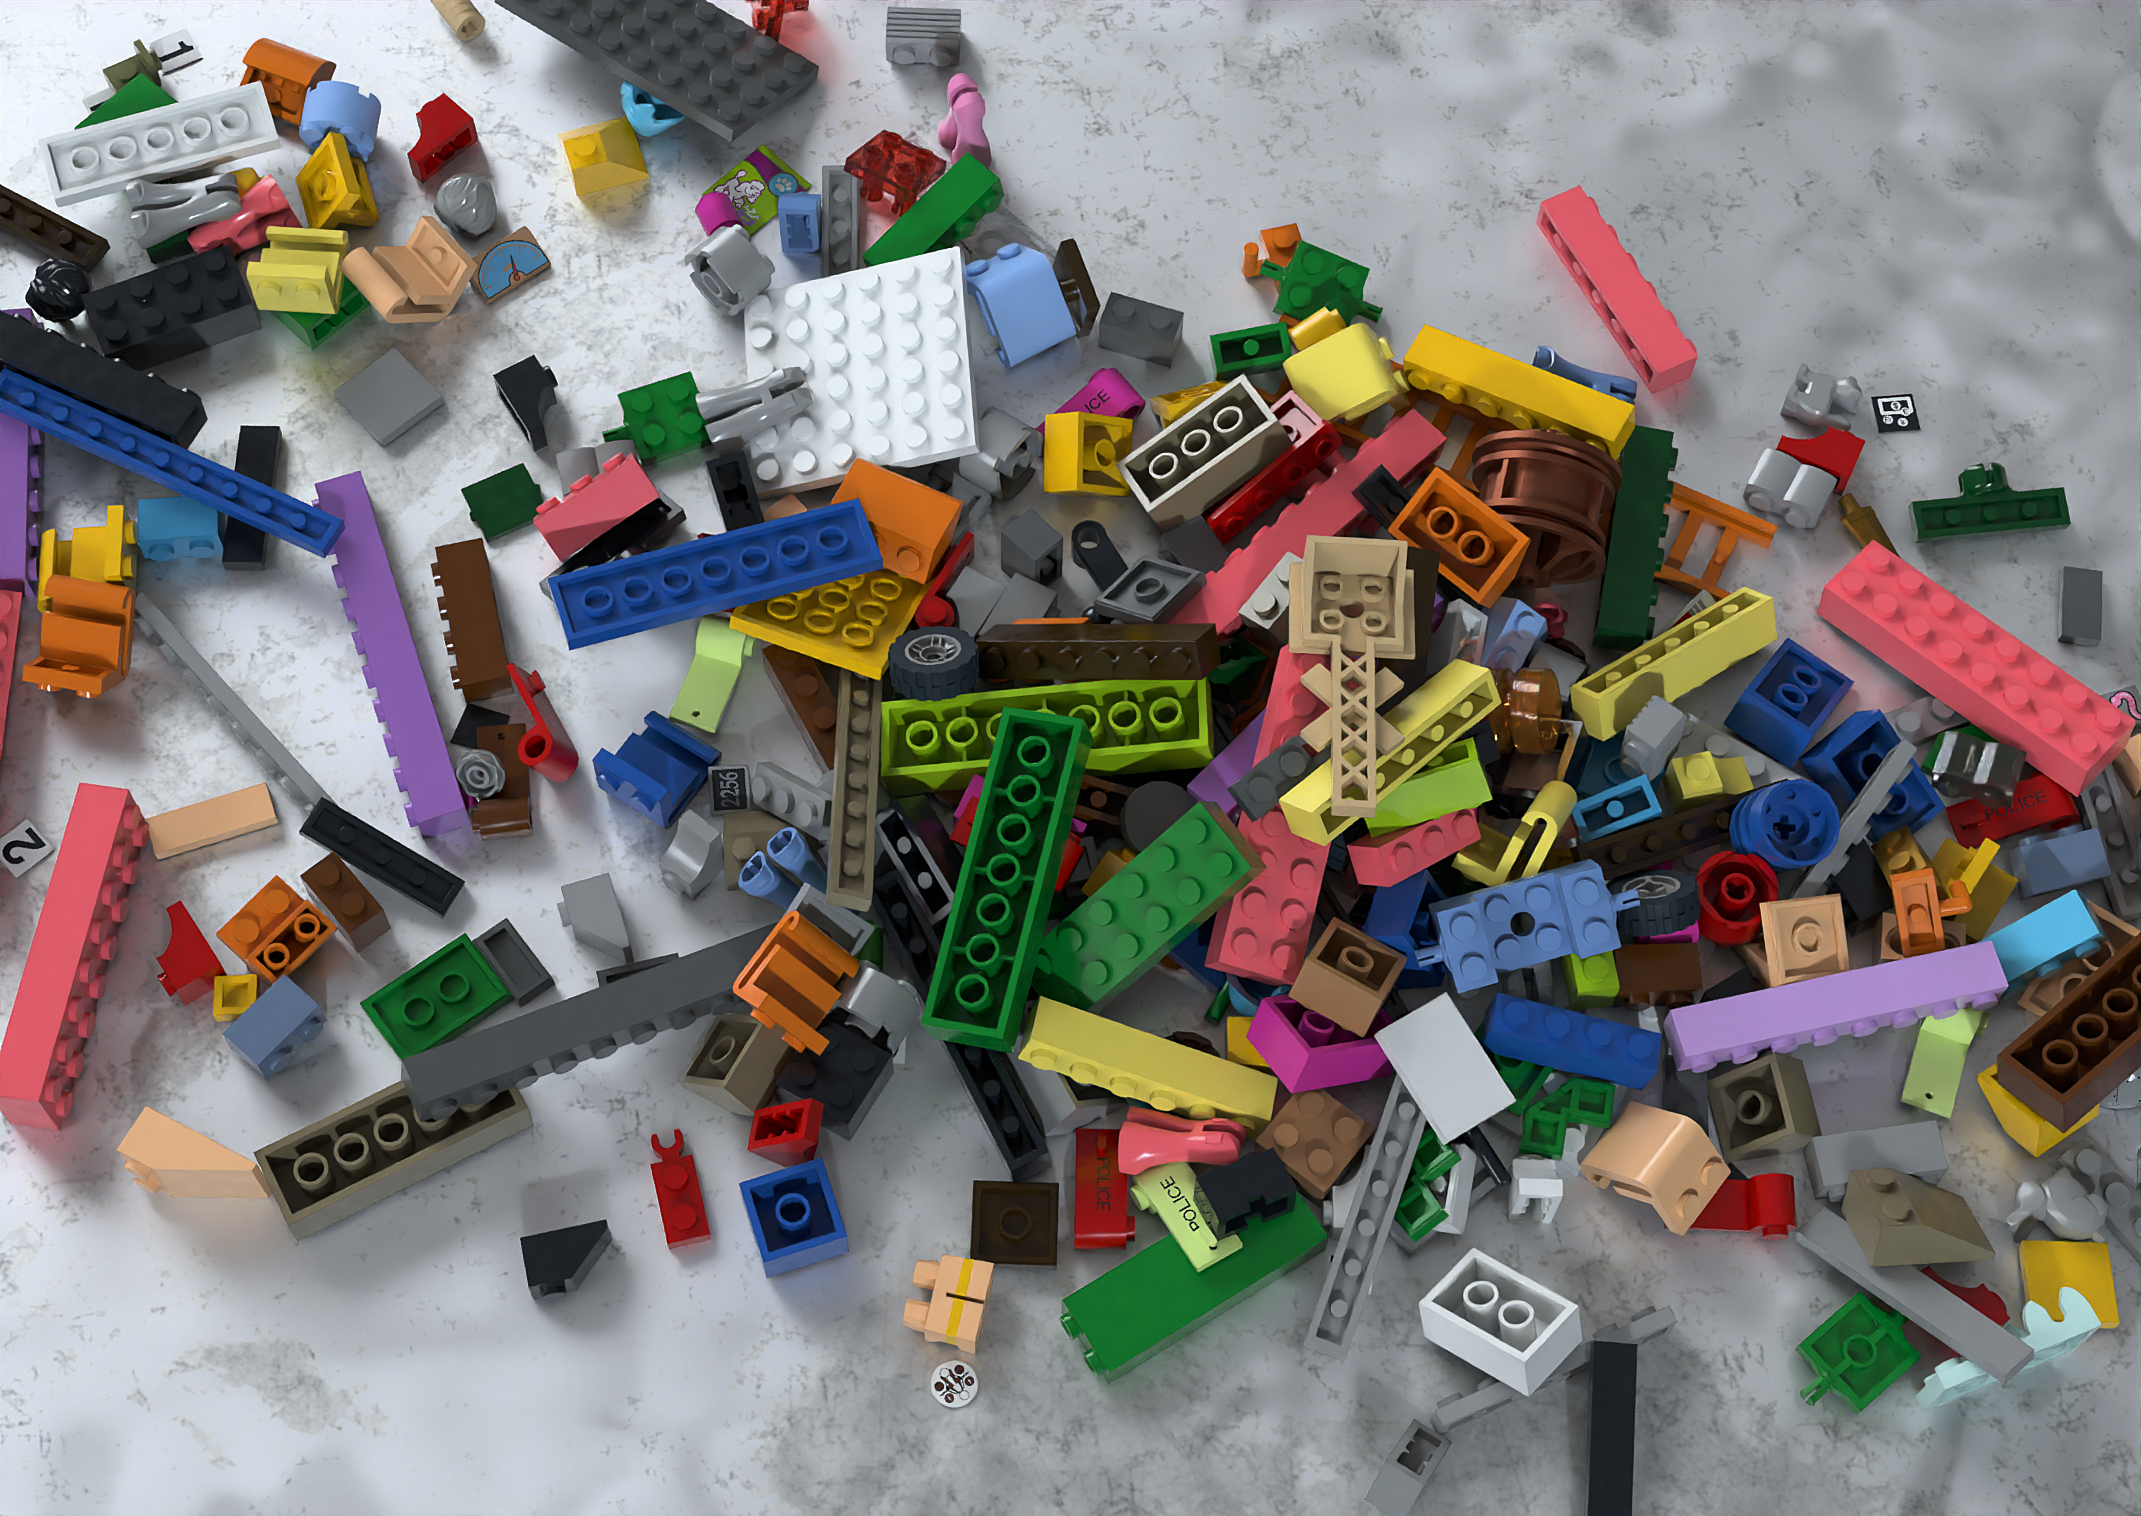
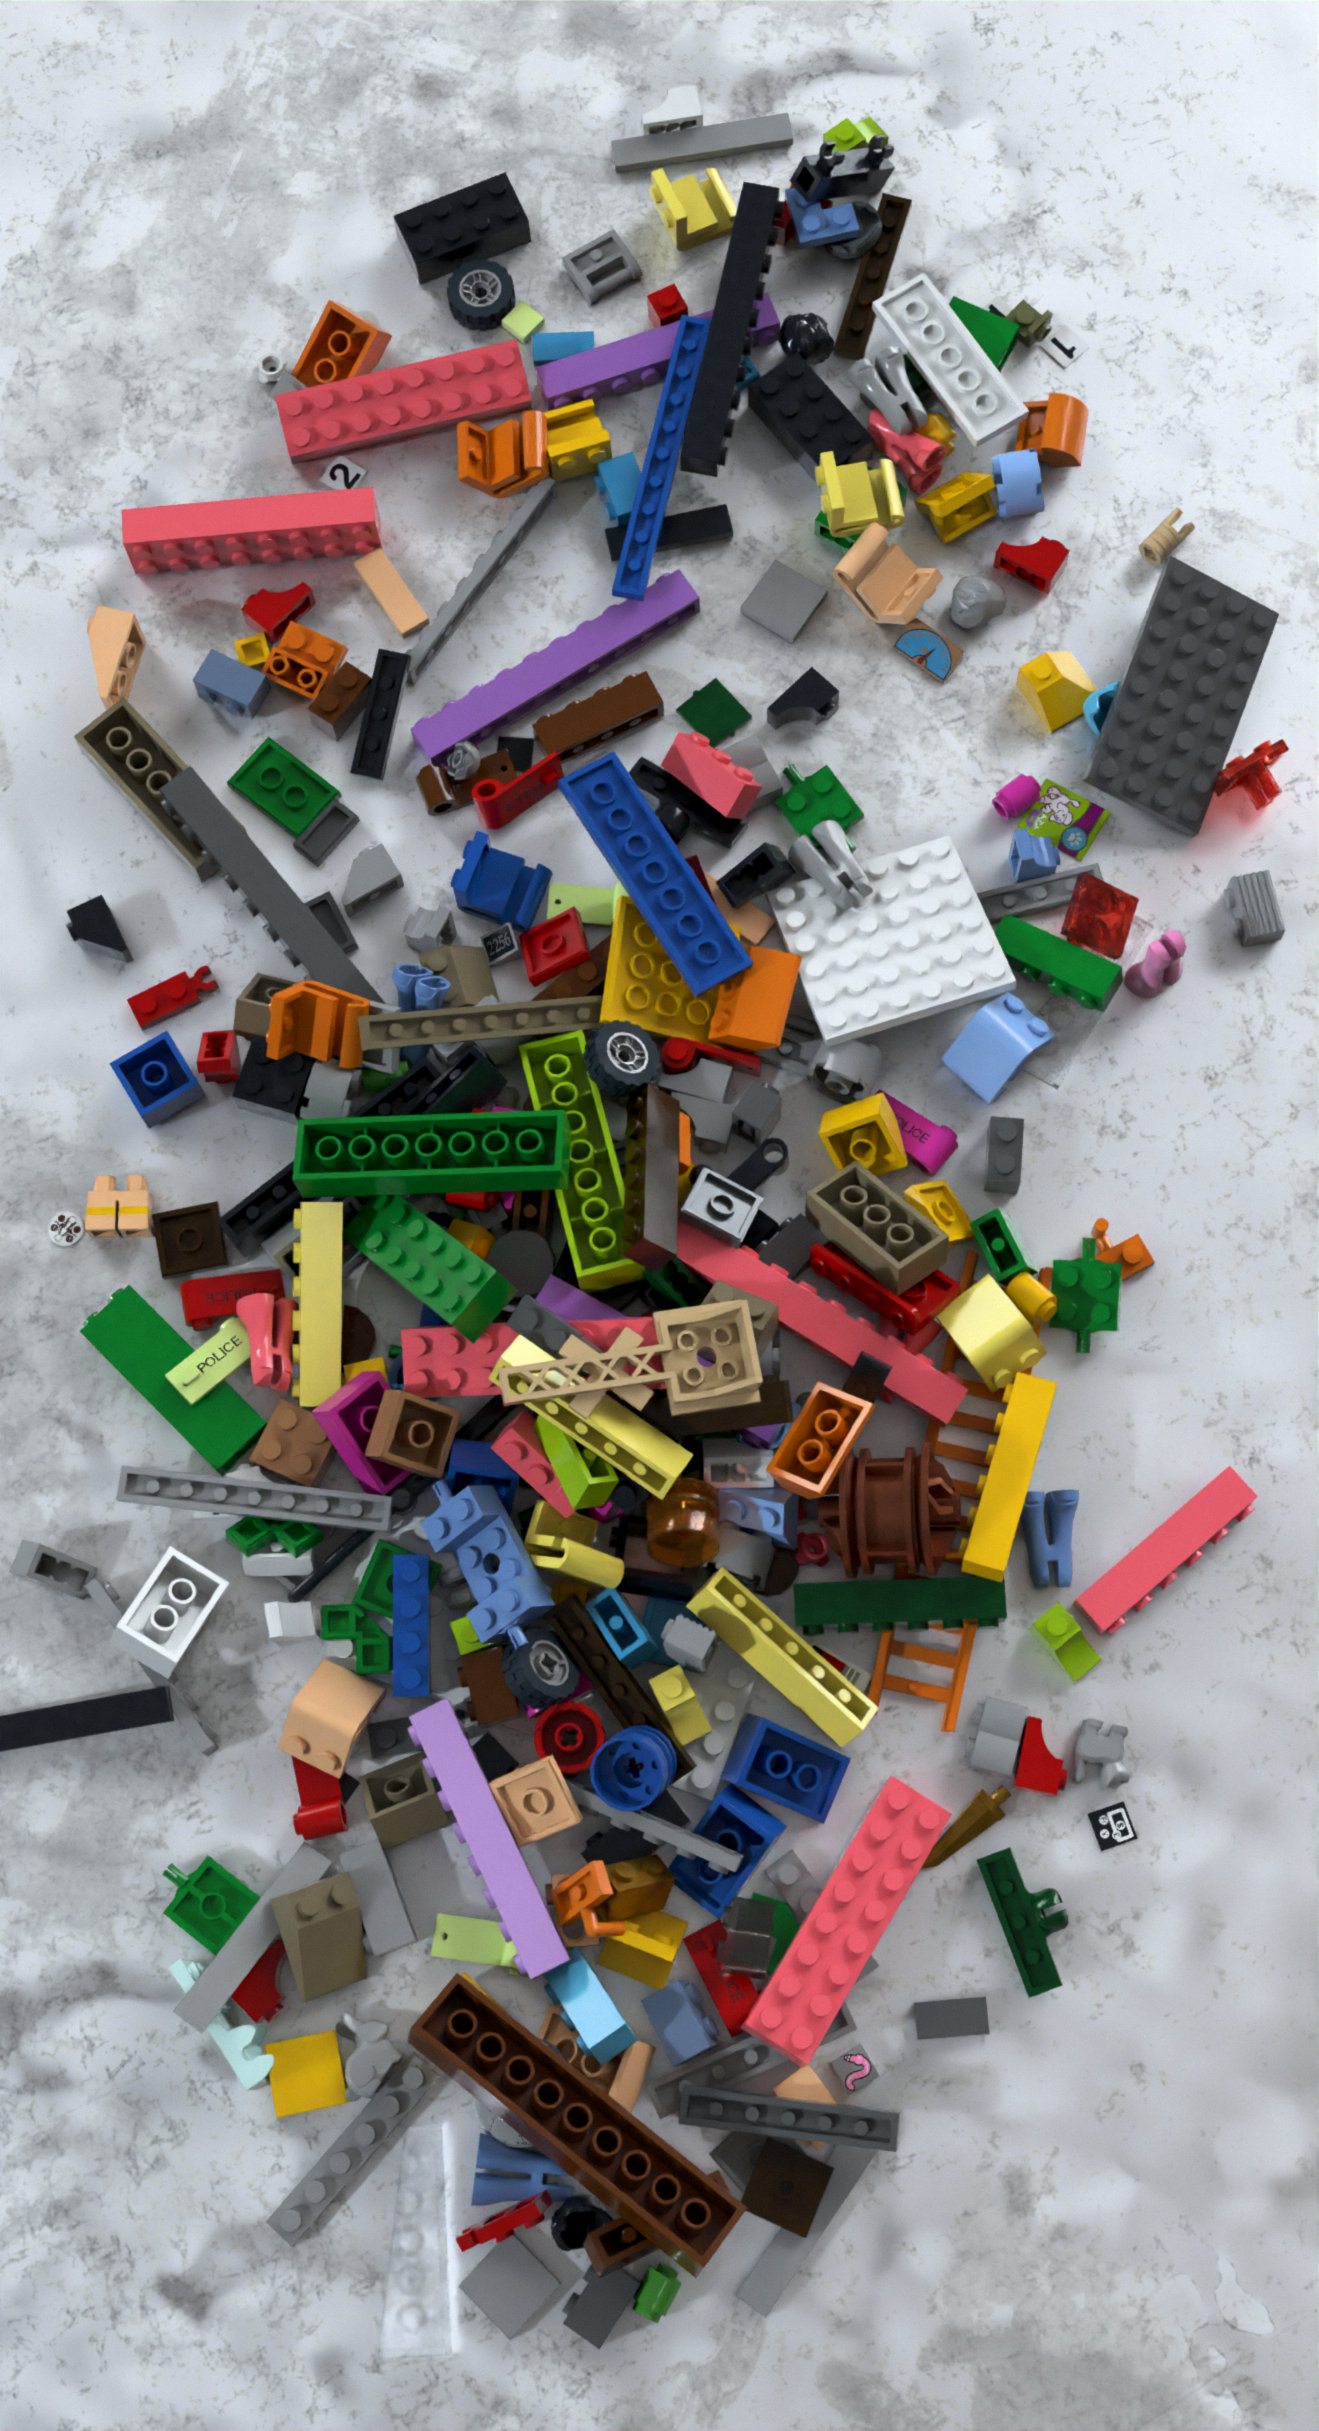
camera: 85 degrees right, 10 degrees up
(729, 269) = (962, 814): light grey brick -> none
(757, 721) = (554, 946): none -> red tile
(792, 799) = (492, 984): light grey plate -> none
(1076, 287) = (1018, 1089): dark brown plate -> none
(1244, 1191) = (225, 1388): black brick -> none
(1445, 1068) = (358, 1527): white tile -> none
(1694, 404) = (1065, 1642): none -> lime arch

